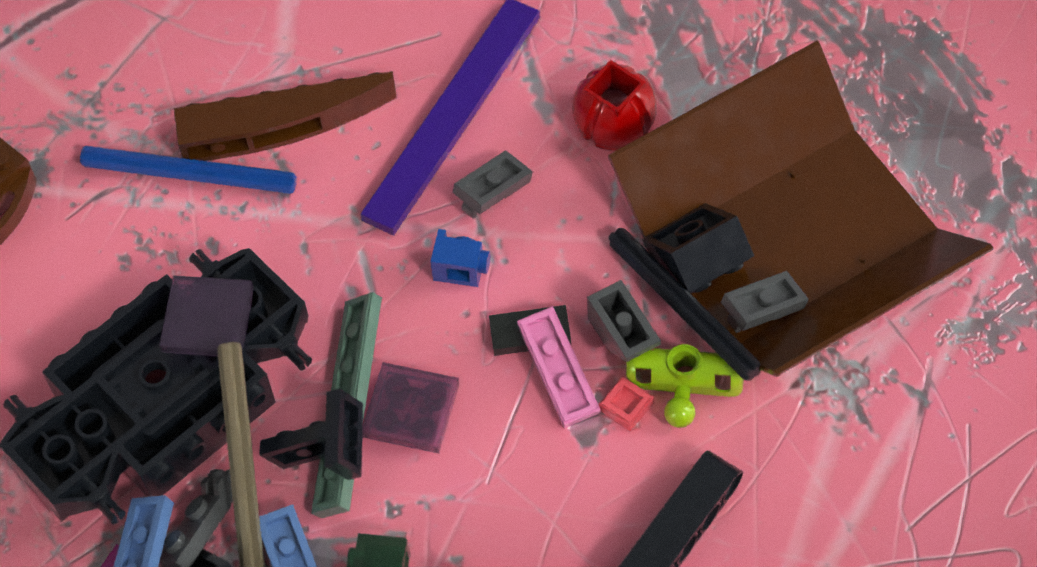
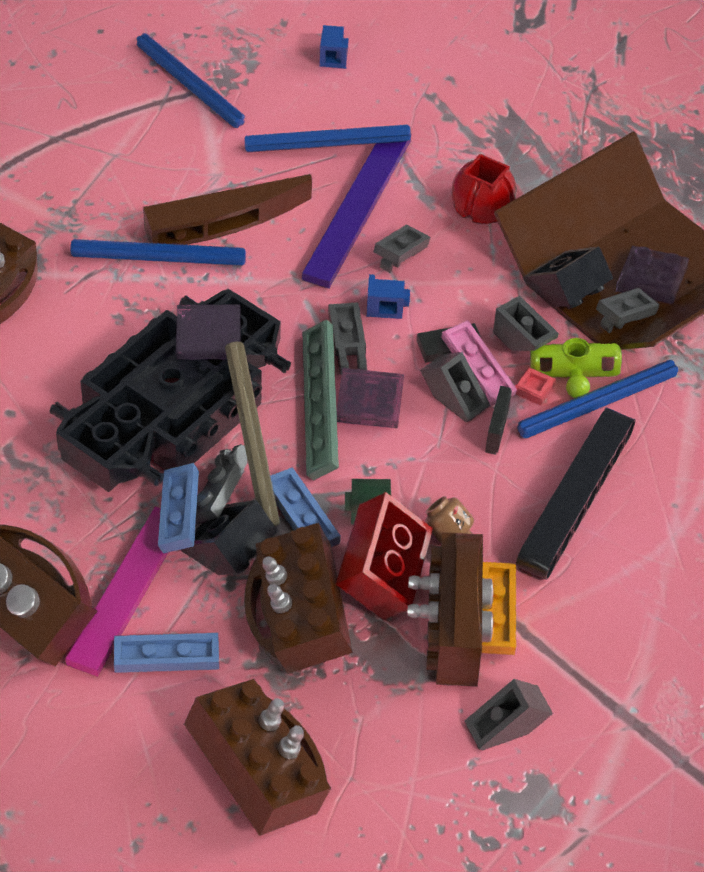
camera: 15 degrees left, 10 degrees down
(334, 440) = (318, 414): black bracket -> none
(400, 310) = (348, 334): none -> dark grey hinge
(430, 12) = (327, 138): none -> blue axle
(521, 399) = (455, 385): none -> dark grey slope
(566, 455) = (498, 420): none -> pearl dark grey tile
(685, 305) = (568, 313): black axle -> none
(703, 430) = (597, 399): none -> blue axle
(812, 248) = (654, 273): none -> clear purple tile

